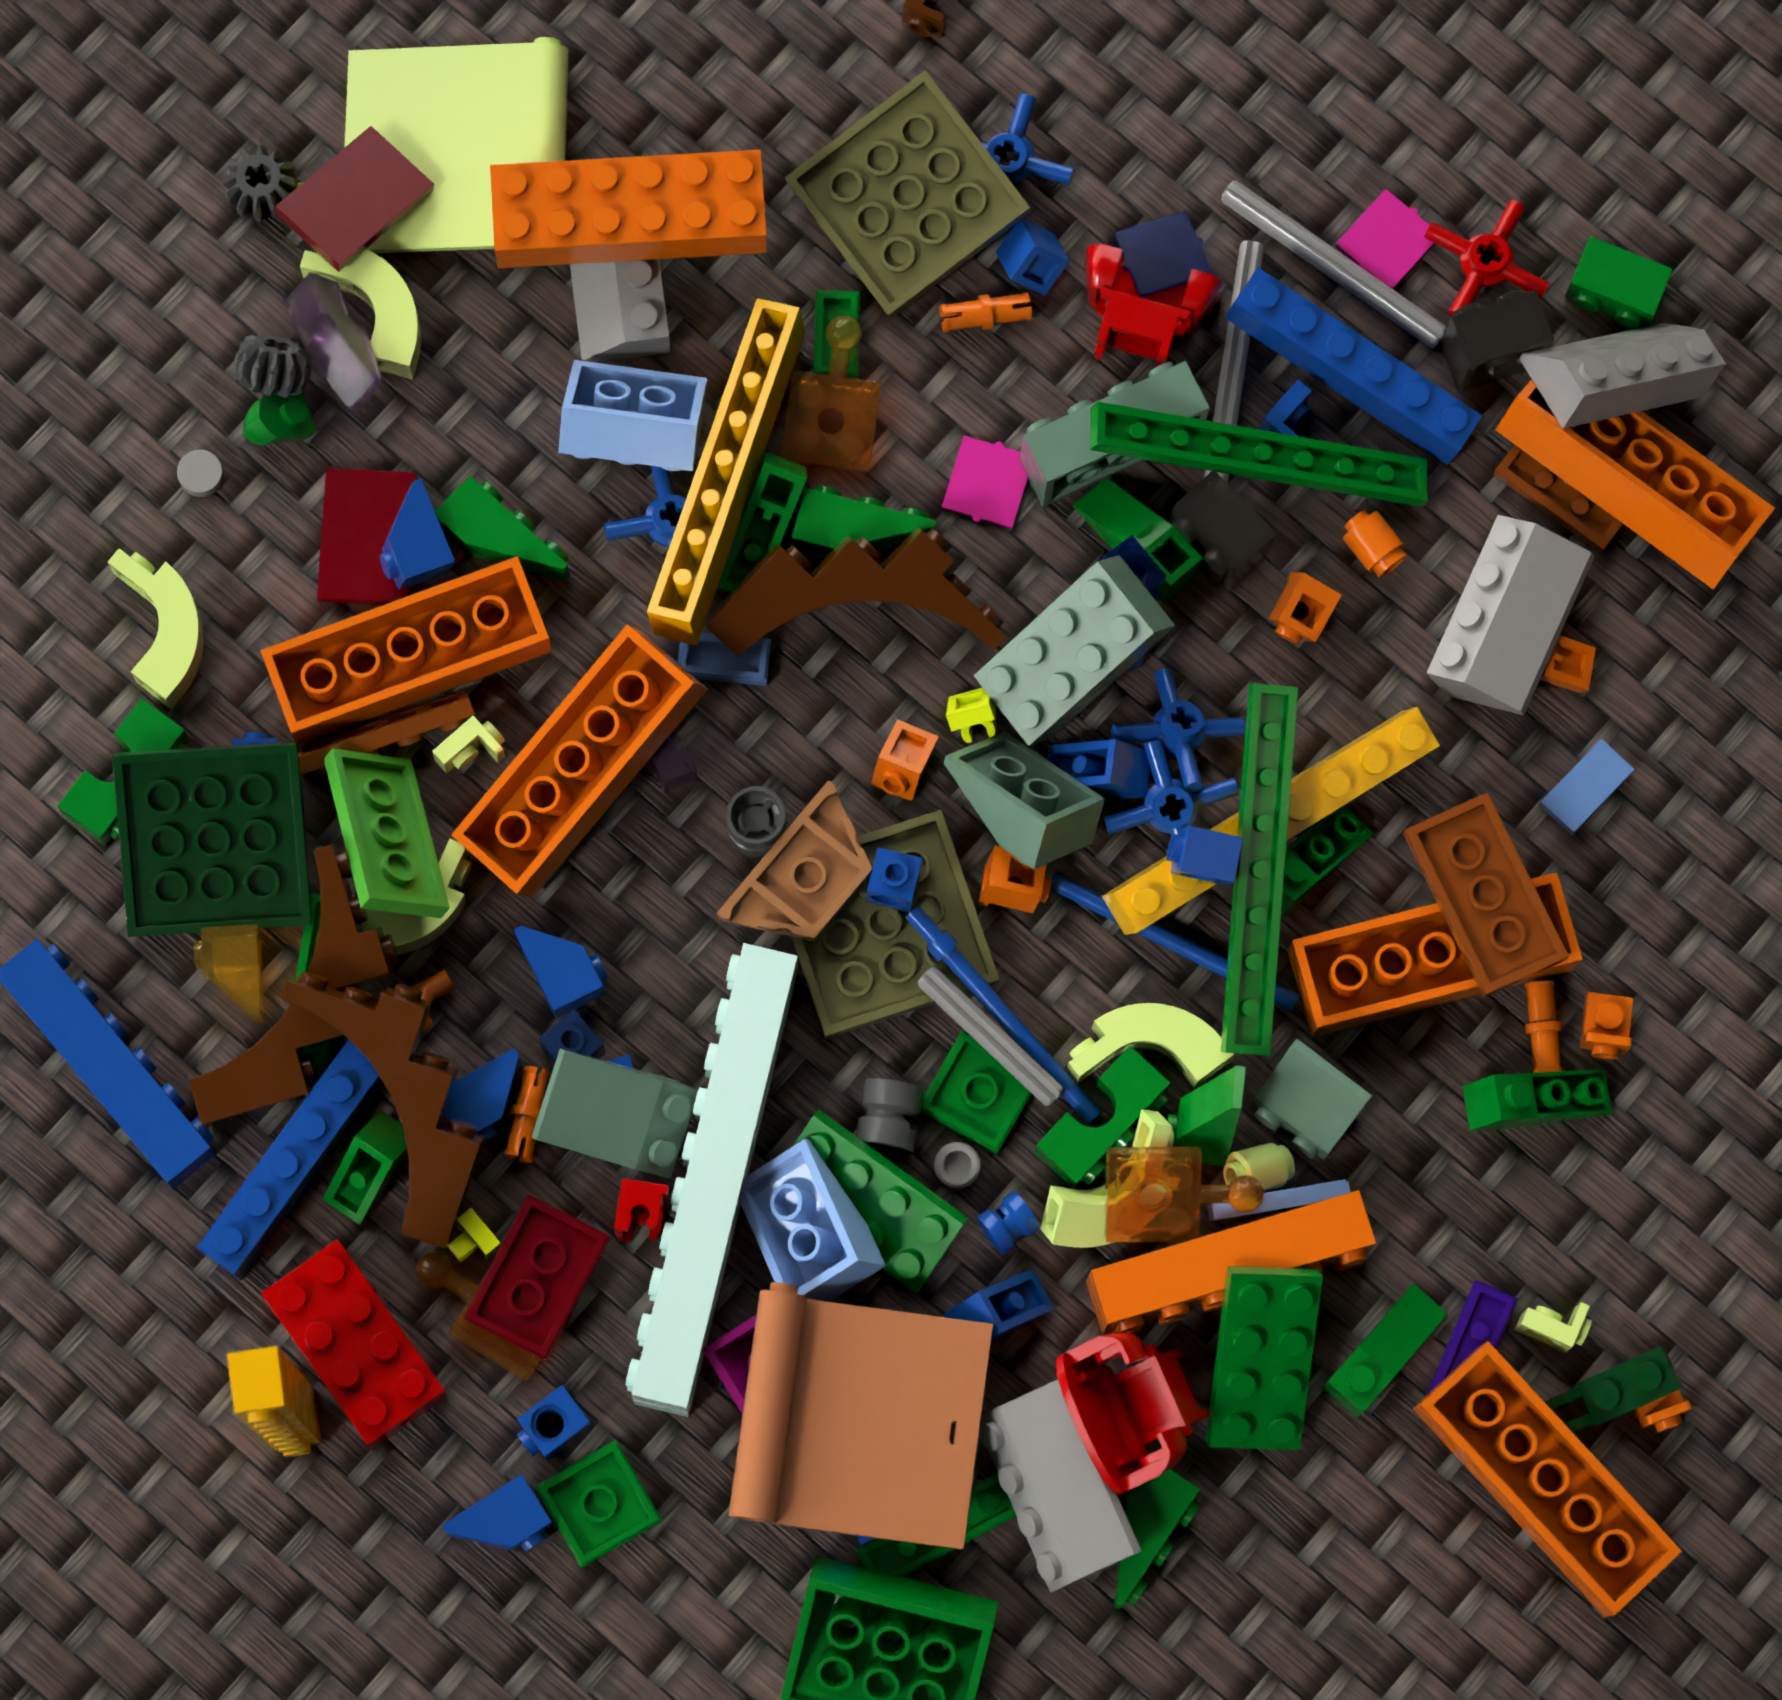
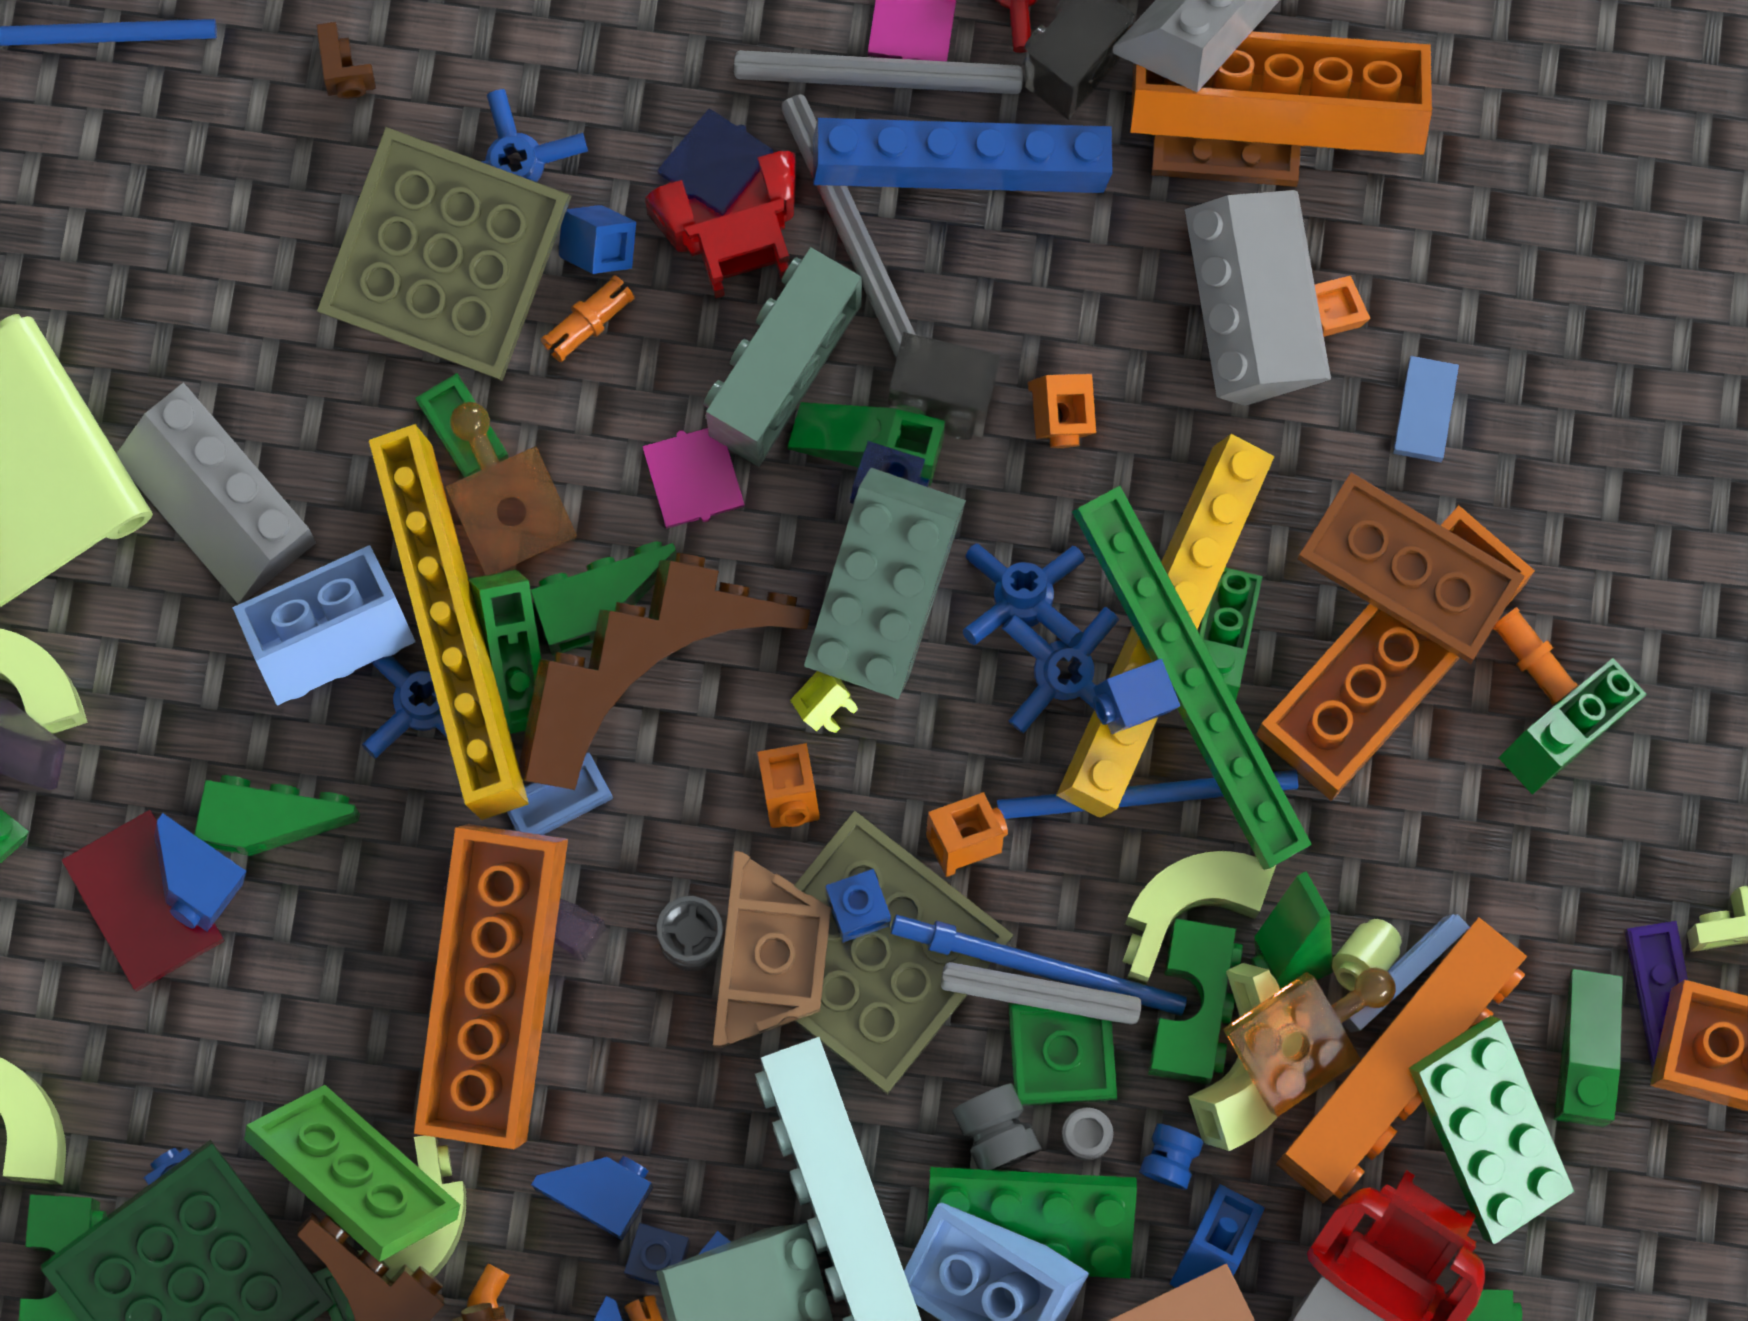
camera: 30 degrees left, 0 degrees up
(401, 727) = (296, 1060): dark orange plate -> none
(406, 650) = (254, 985): orange brick -> none
(461, 745) = (364, 1043): yellowish green bracket -> none
(628, 208) = (194, 432): orange brick -> none
(1026, 799) = (928, 750): sand green slope -> none
(1104, 766) = (973, 680): blue slope -> none
(1257, 454) = (931, 292): green plate -> none
(1288, 410) = (930, 233): blue bracket -> none
(1309, 1101) = (1375, 862): sand green slope -> none
(1374, 543) = (1087, 306): orange brick -> none
(1606, 1025) = (1589, 616): orange bracket -> none

